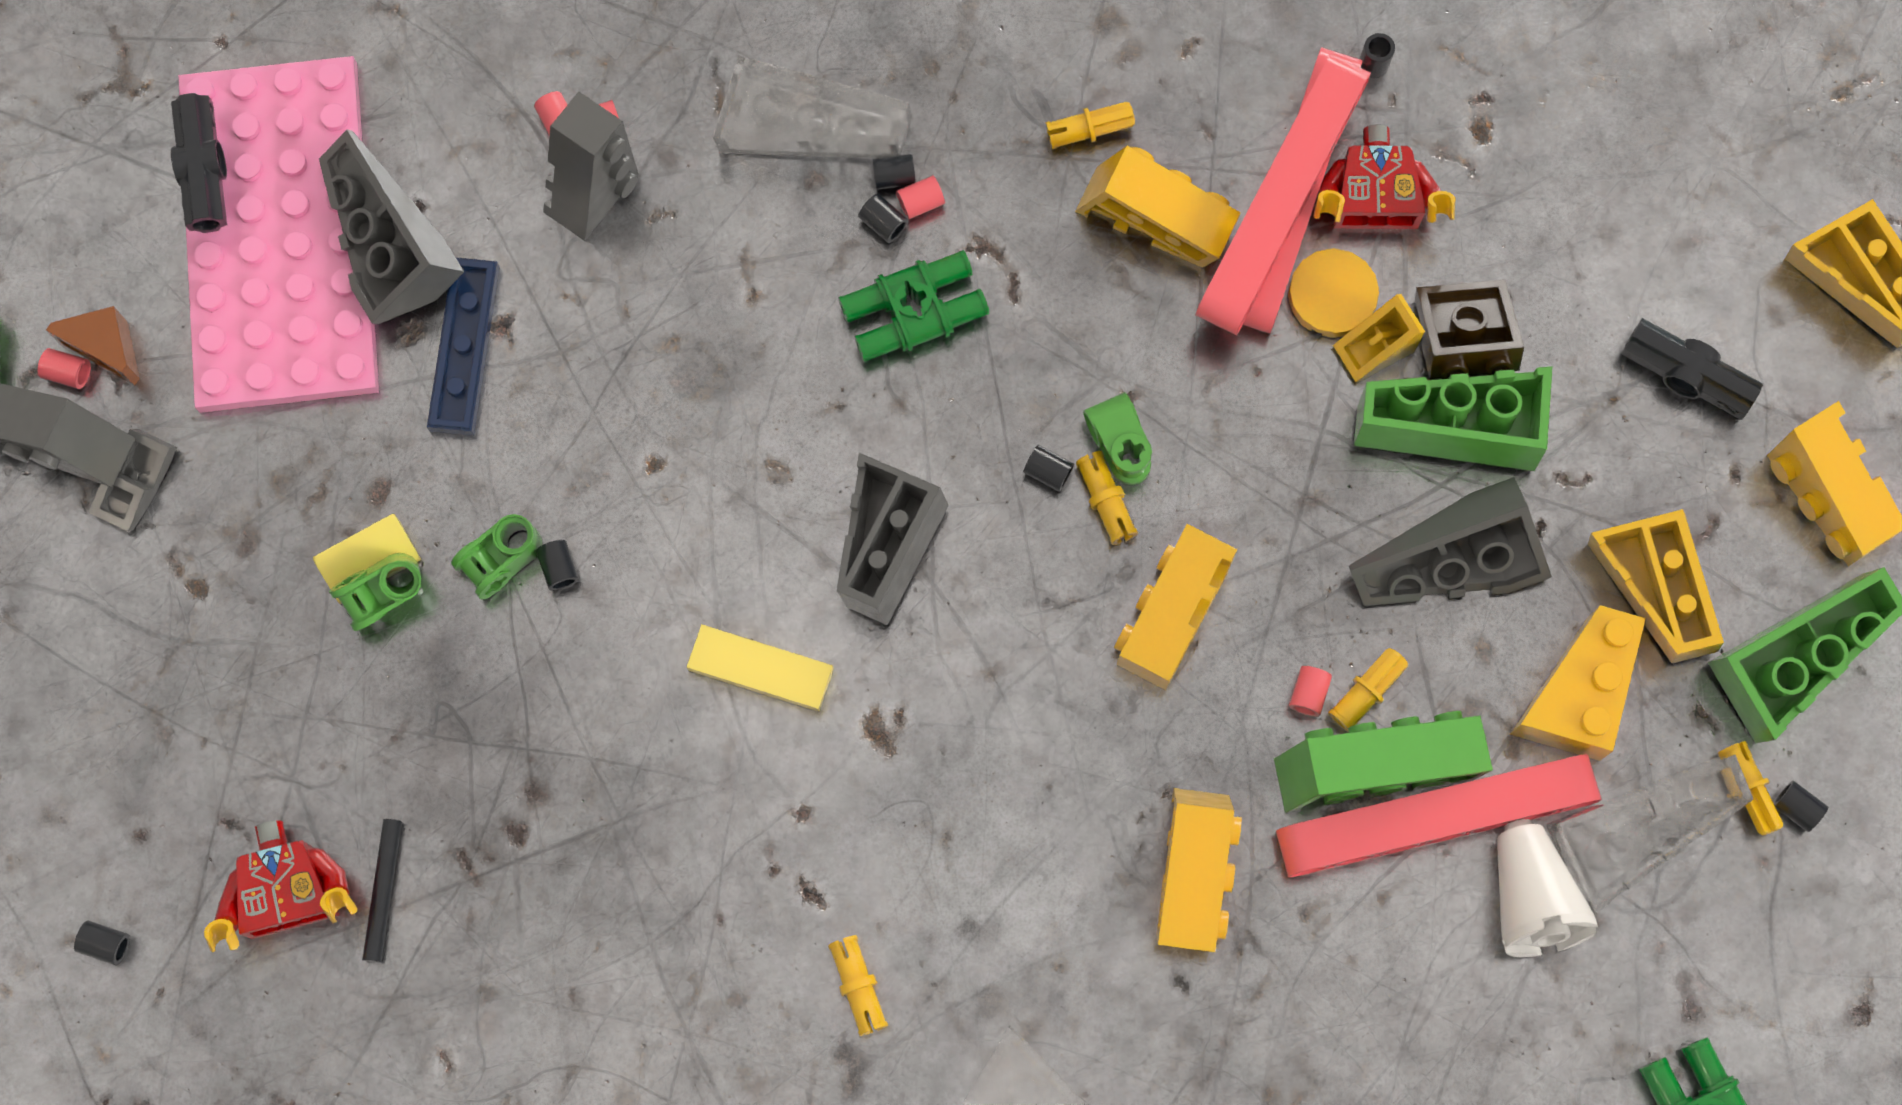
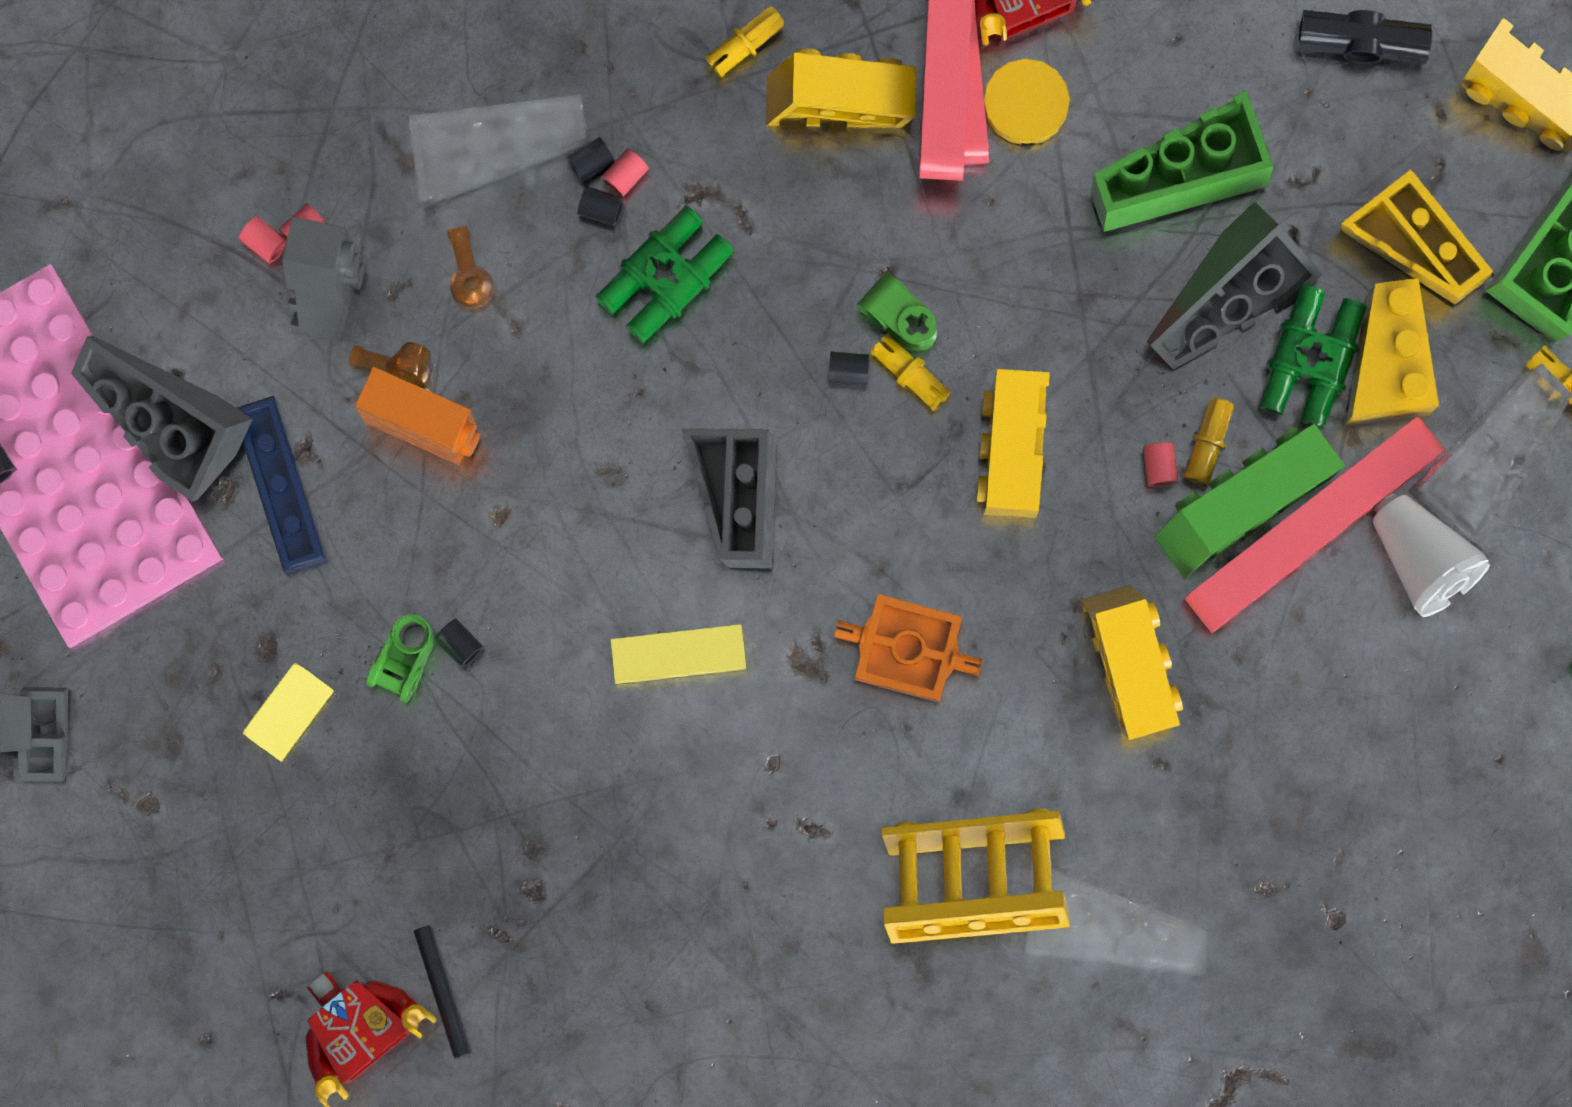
camera: 25 degrees left, 5 degrees up
(375, 591) = (311, 736): bright green piece -> none
(616, 334) = (417, 416): none -> orange brick
(632, 287) = (408, 363): none -> clear orange bar
(737, 248) = (483, 292): none -> clear orange bar
(857, 985) = (878, 878): yellow pin -> none
(944, 1055) = (975, 917): none -> yellow fence
(983, 759) = (908, 648): none -> orange plate
(1380, 339) = (1086, 128): yellow slope -> none
(1469, 329) = (1159, 85): dark brown plate -> none
(1504, 626) = (1335, 348): none -> green pin

